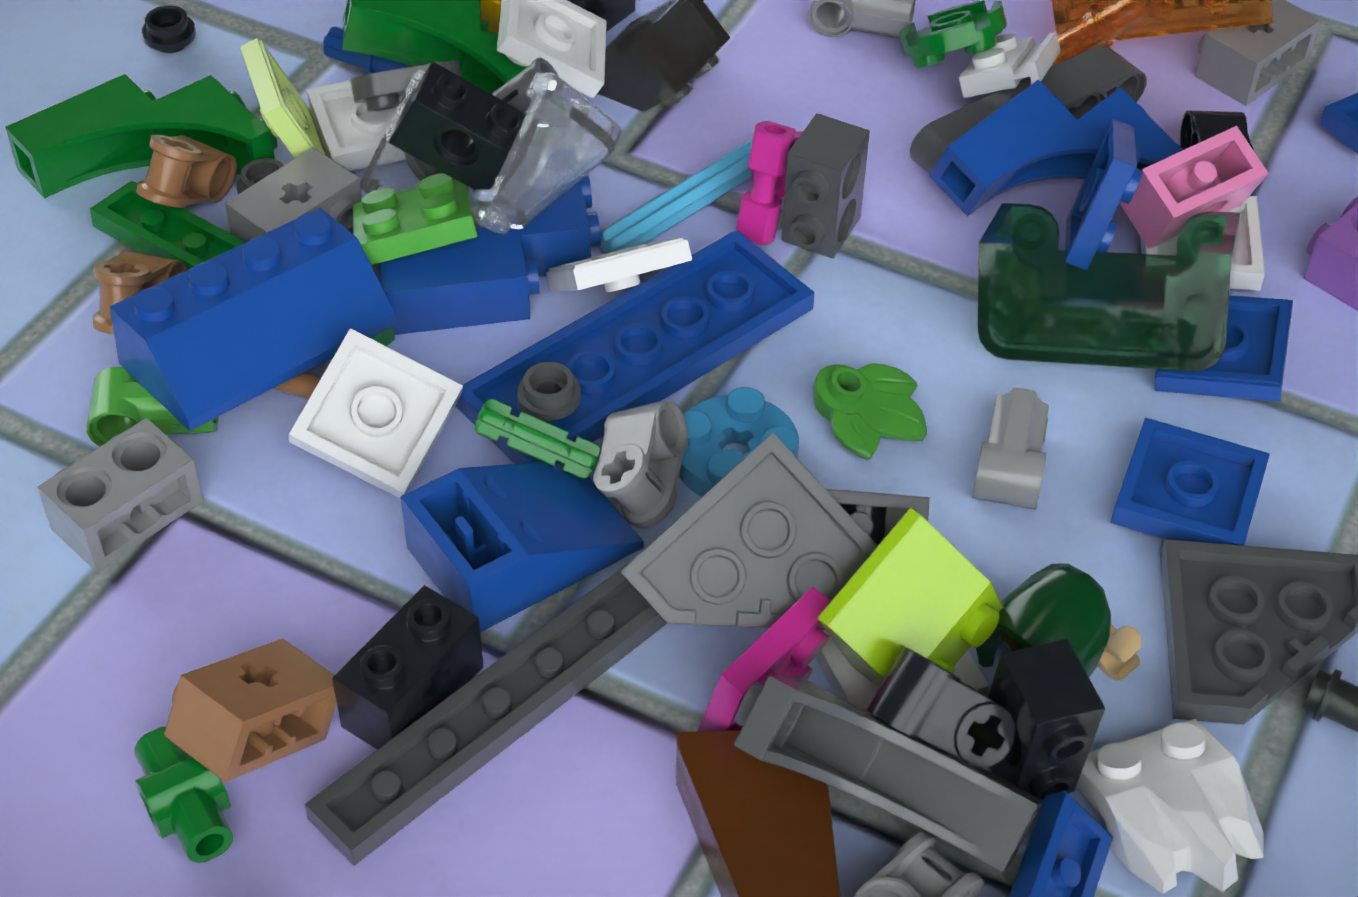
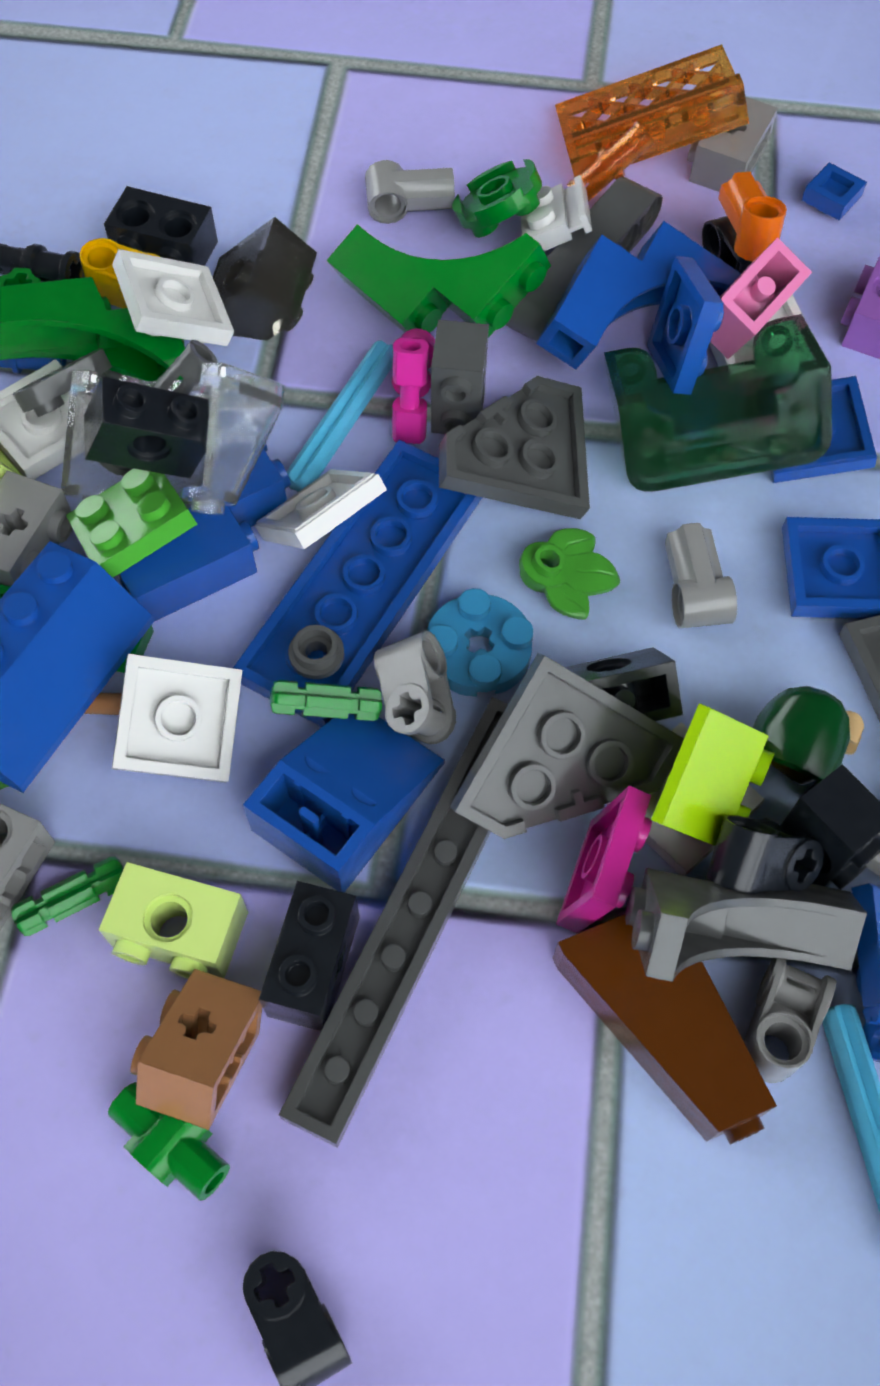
camera: 20 degrees left, 15 degrees up
(193, 548) = (67, 896): none -> green axle
(285, 592) = (151, 897): none -> yellowish green brick
(867, 272) = (523, 451): none -> dark grey plate
(891, 103) = (419, 290): none -> green arch
(1231, 102) = (752, 213): none -> orange piece

